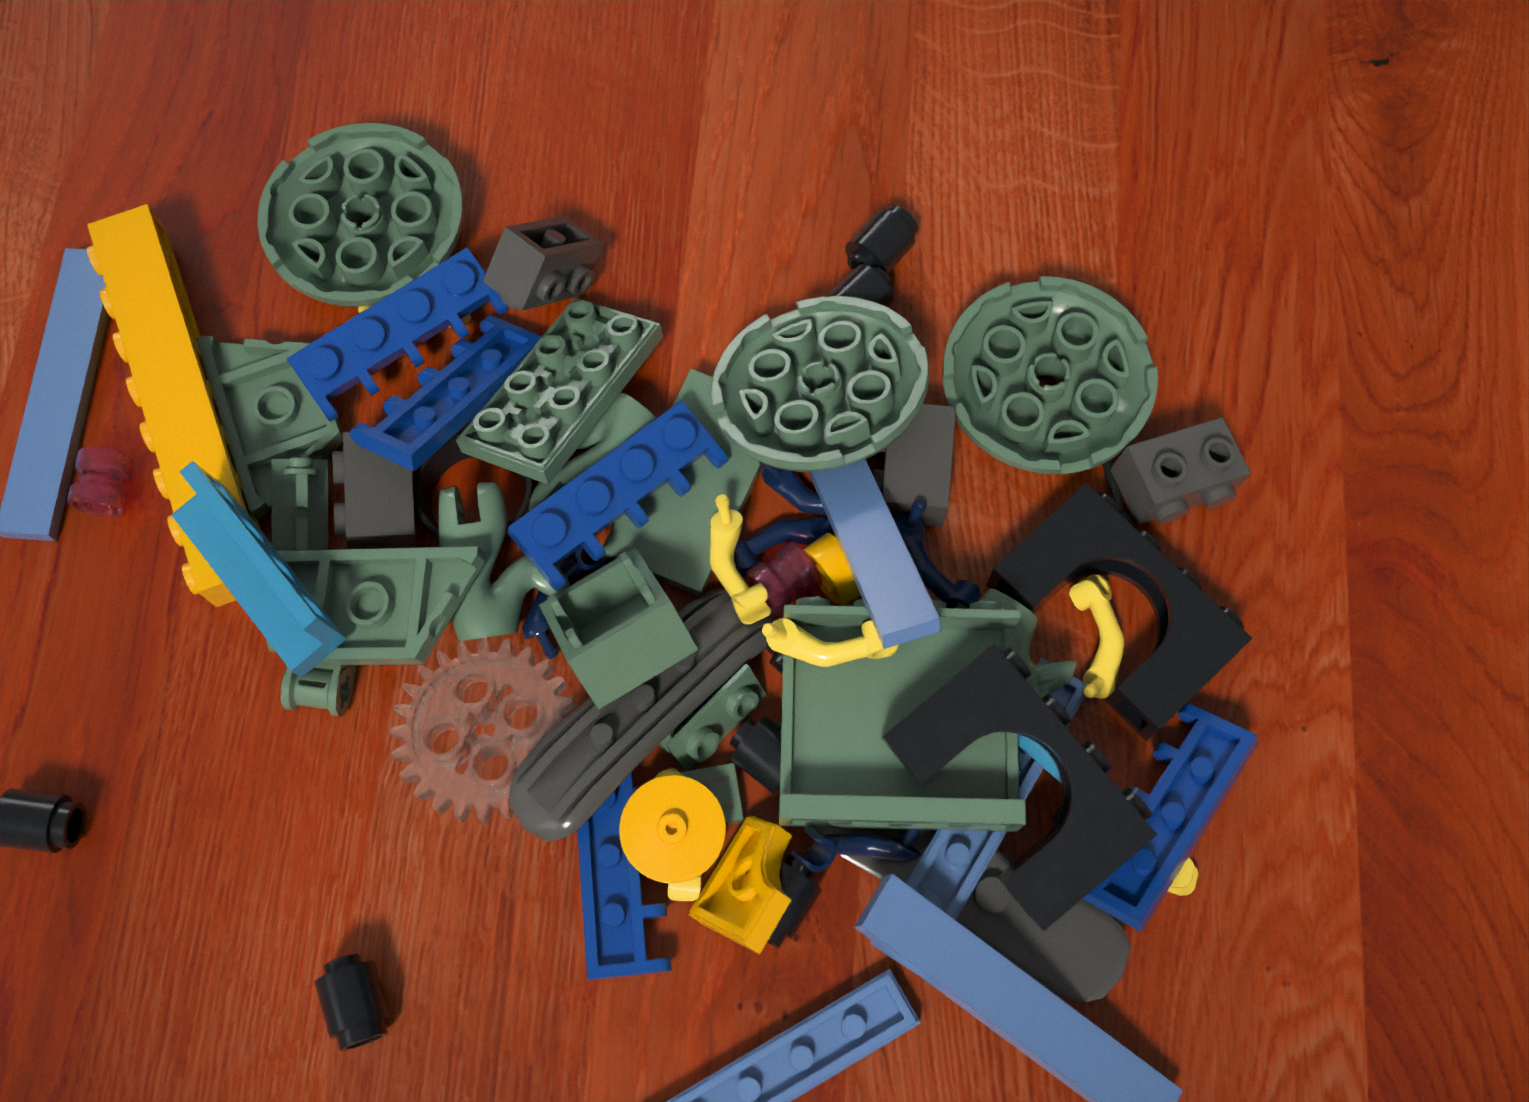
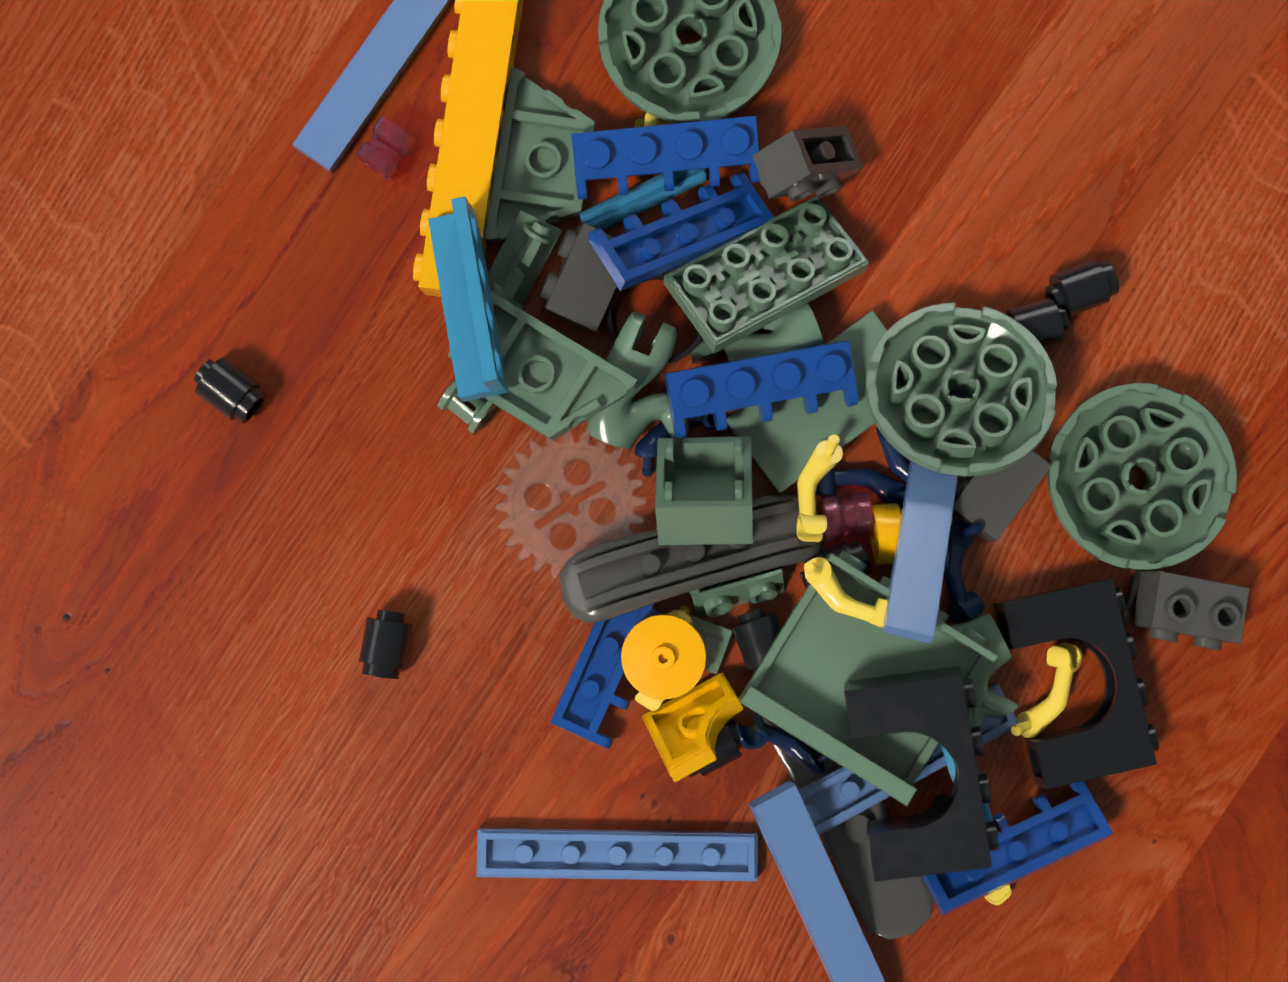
camera: 30 degrees right, 15 degrees up
(404, 379) = (639, 199): none -> dark azure axle

